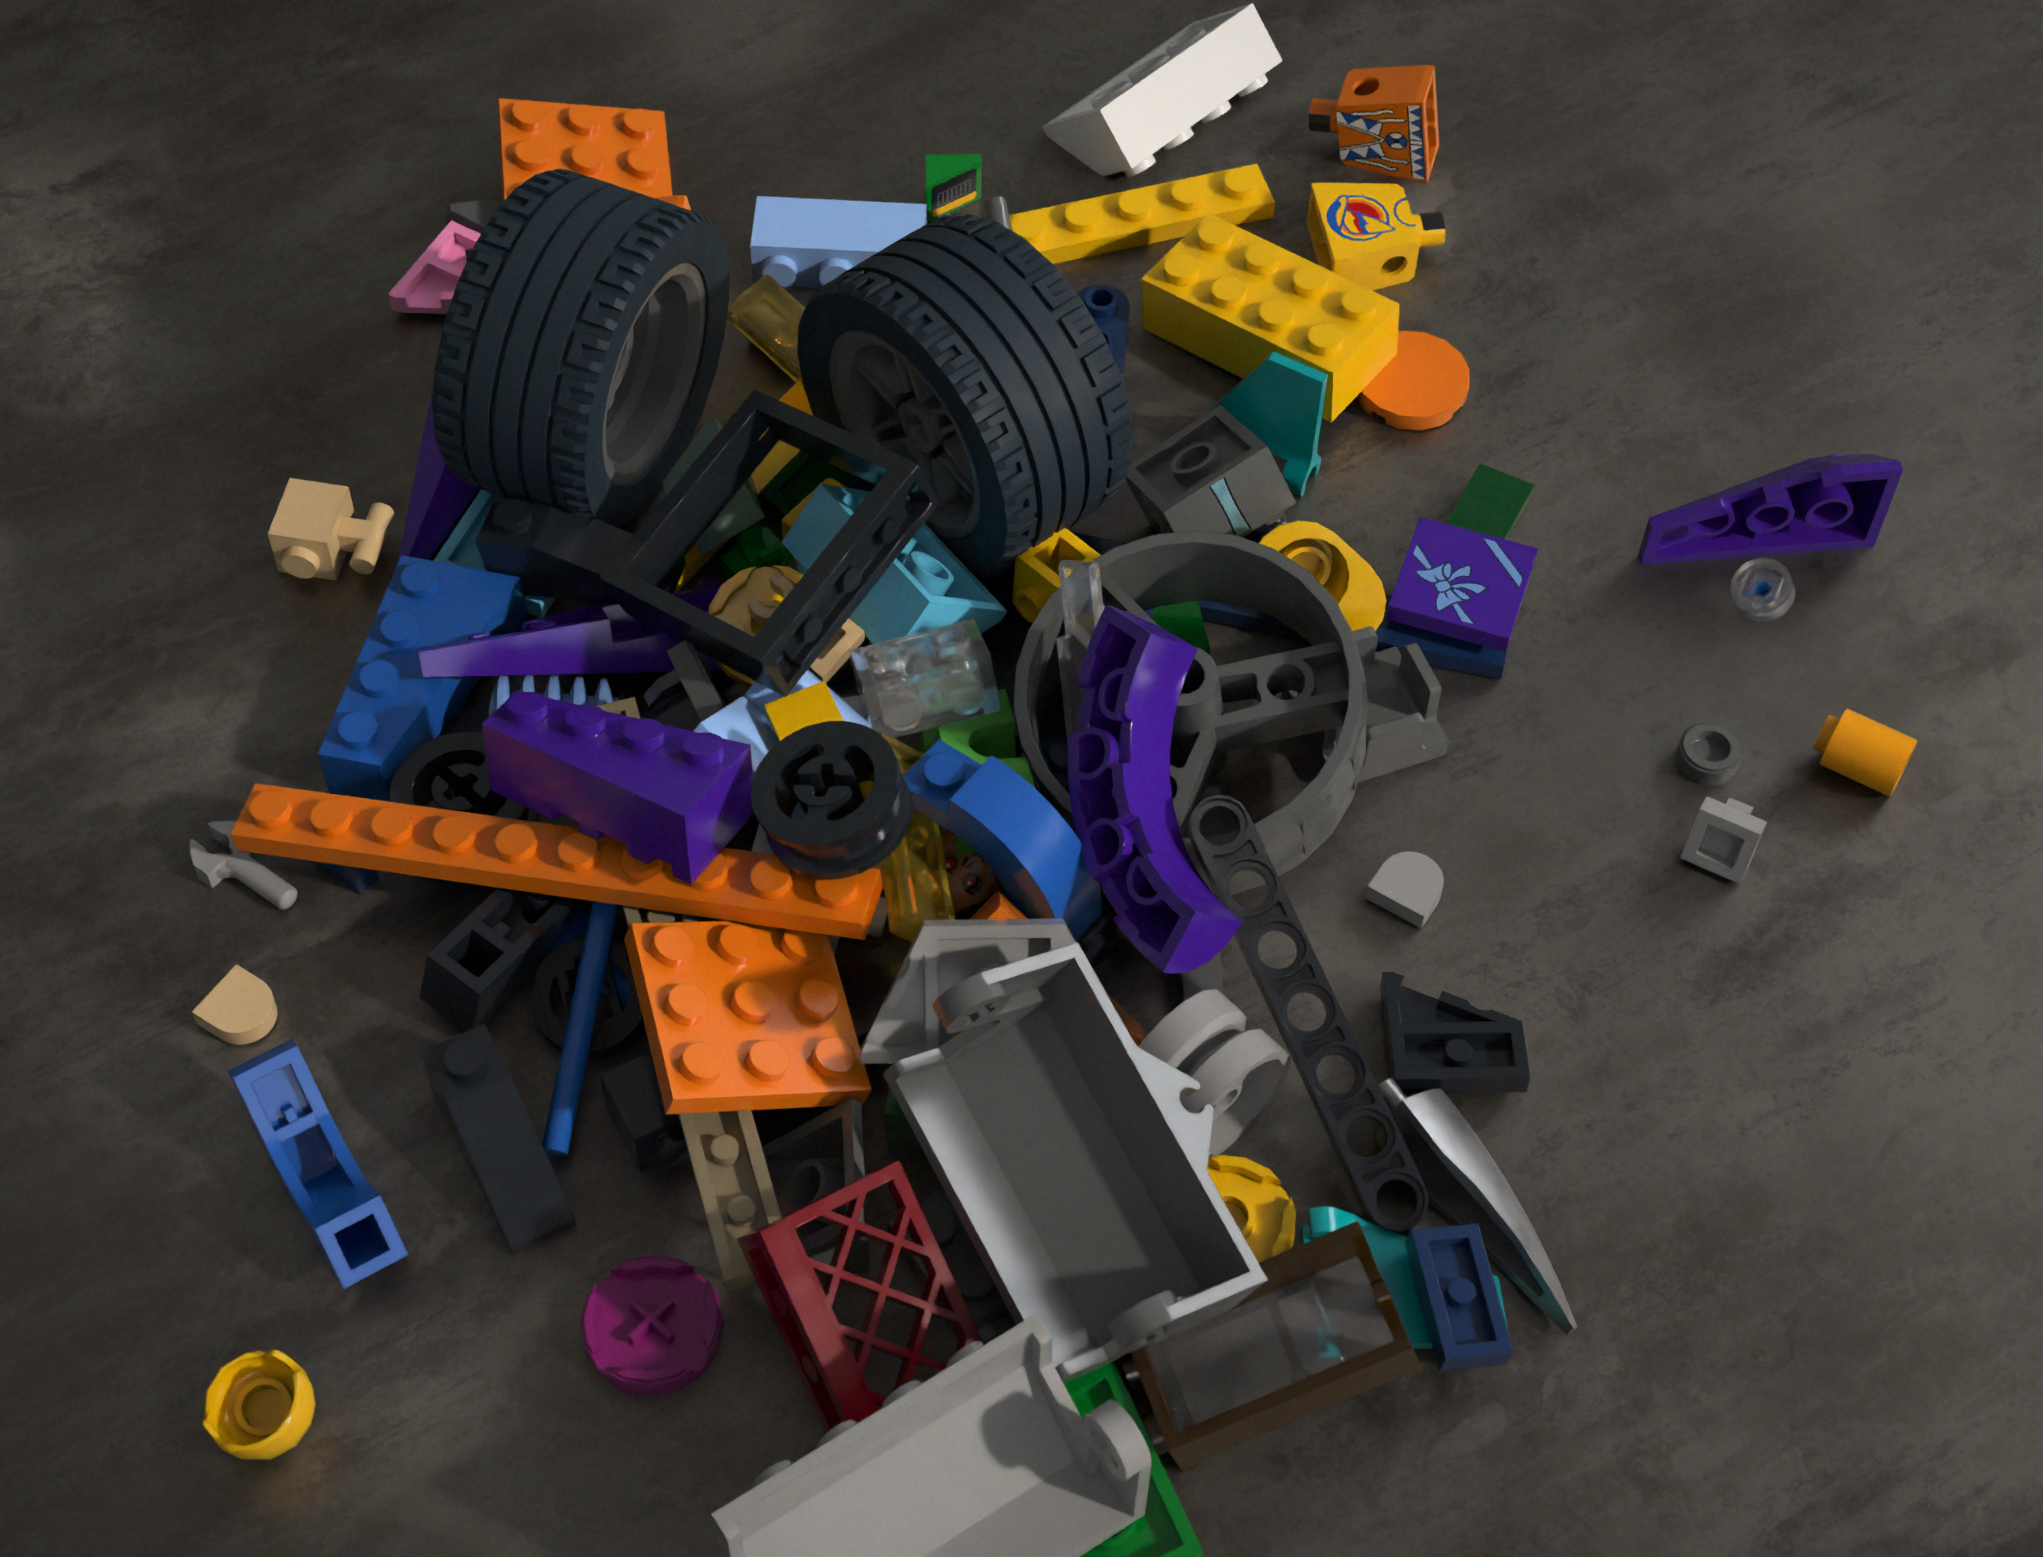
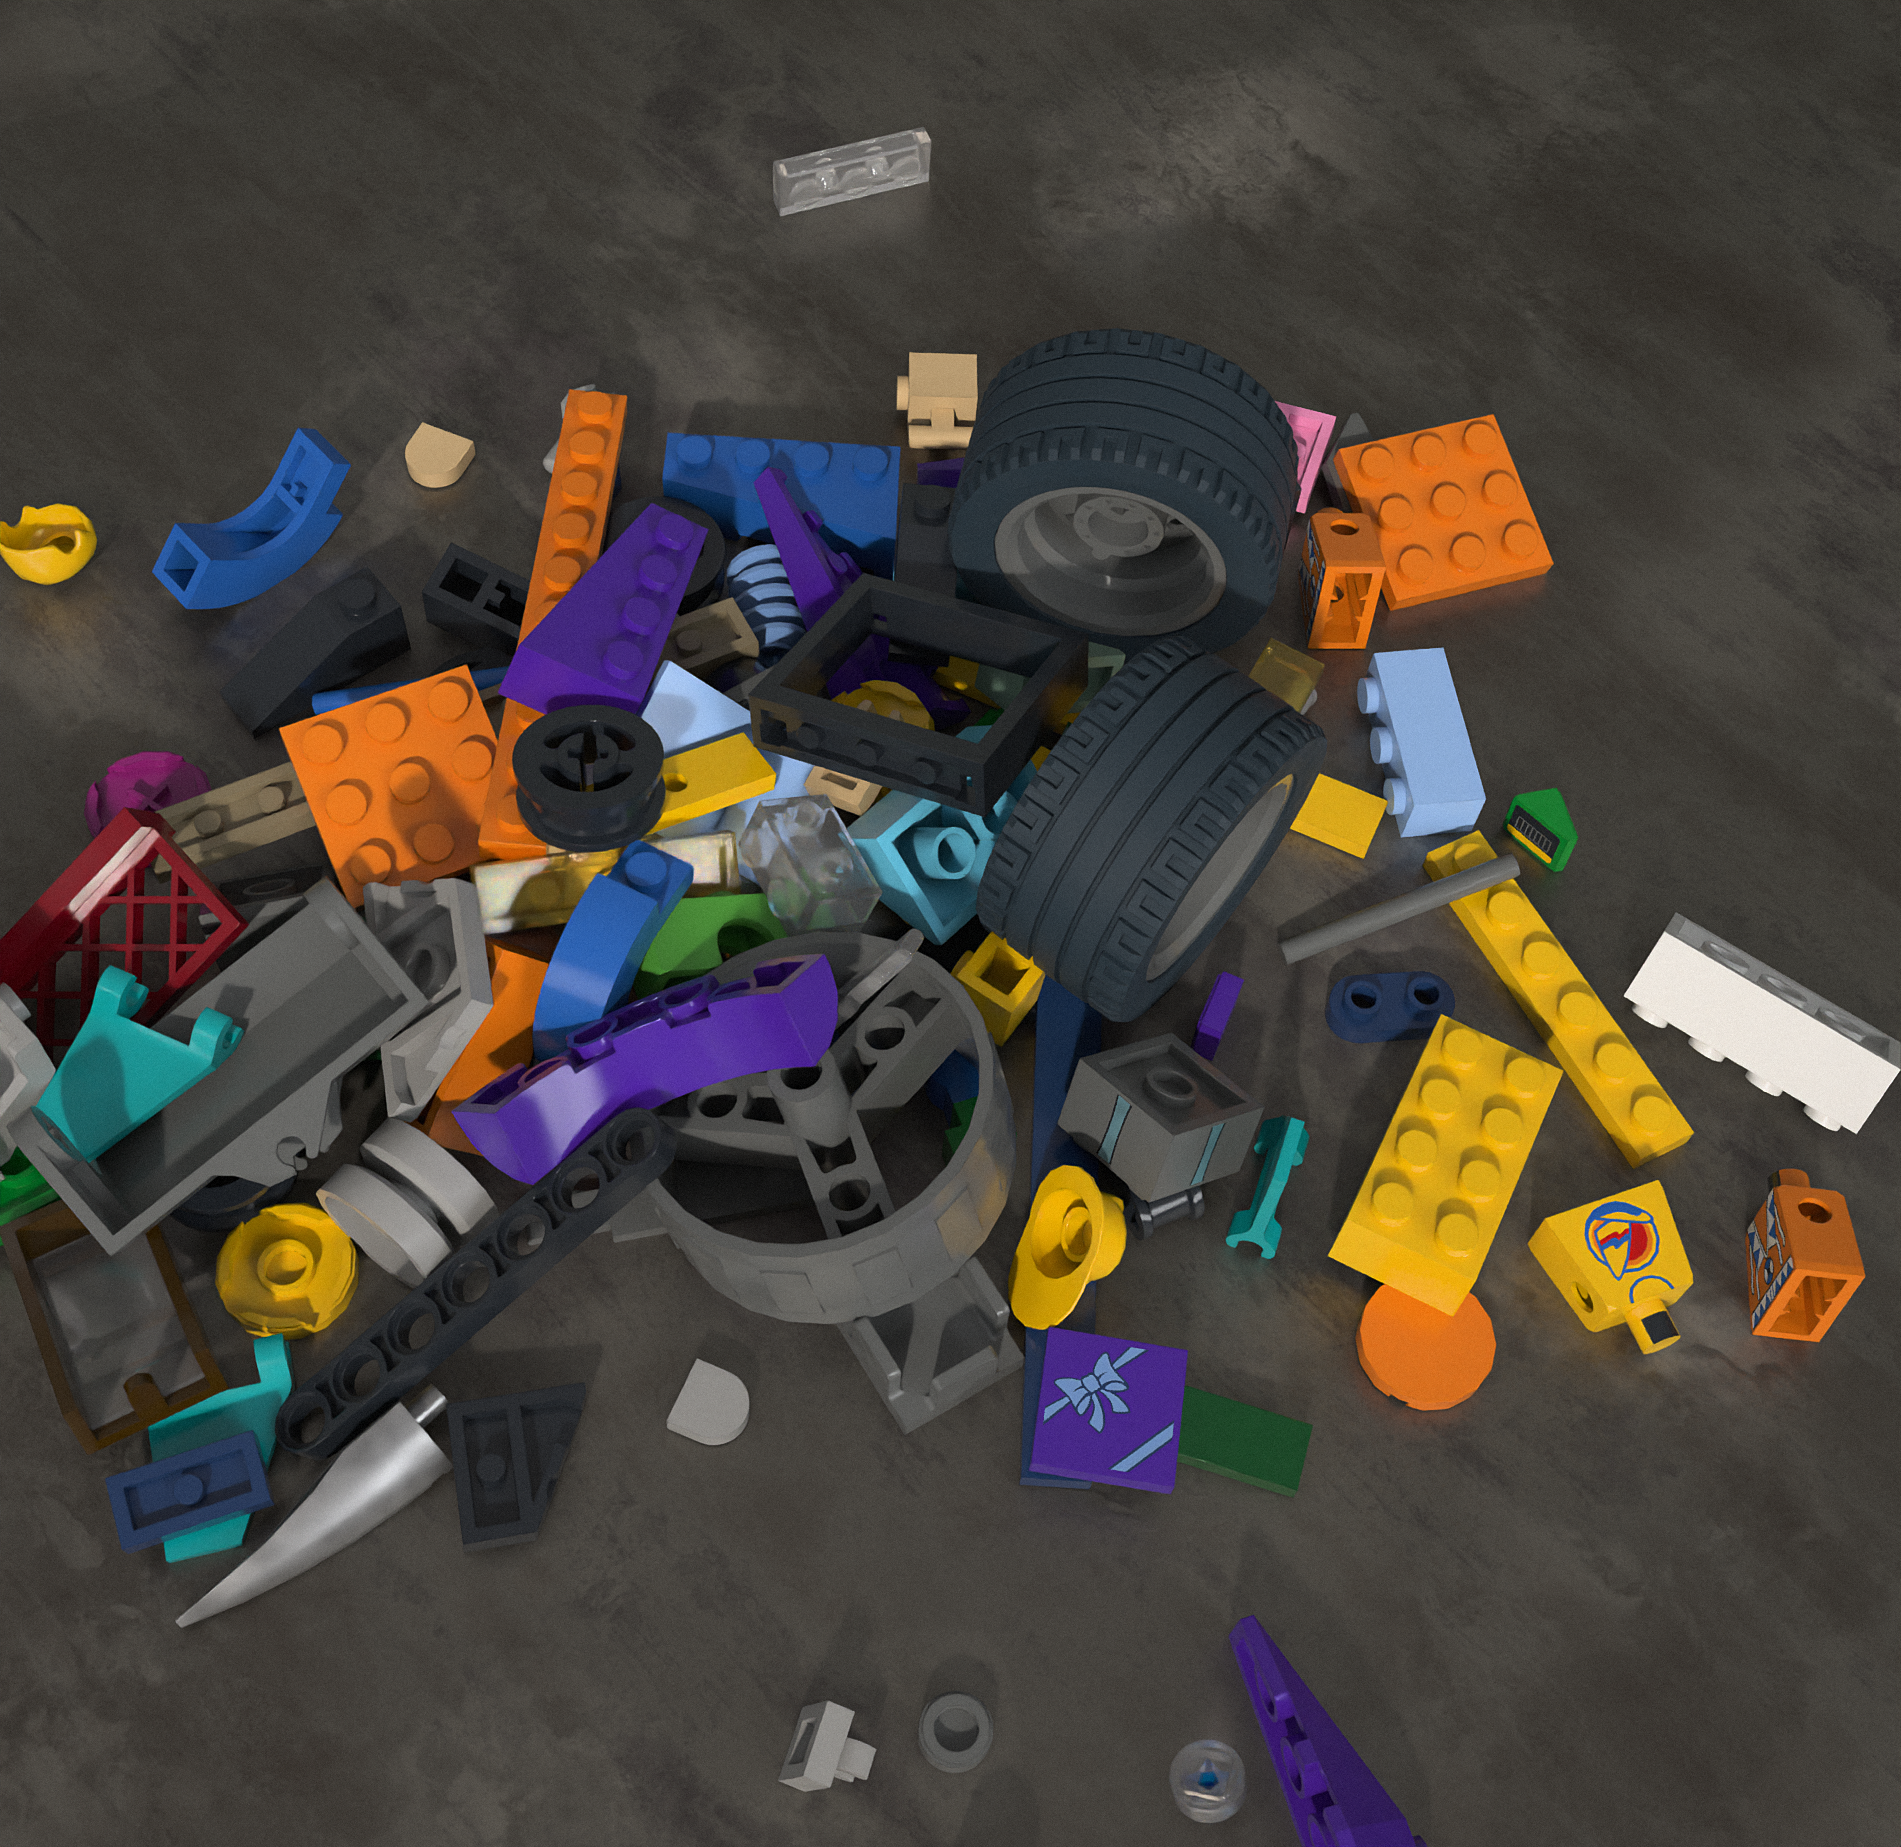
camera: 75 degrees right, 5 degrees up
(1041, 1275) = (126, 1072): none -> teal flag

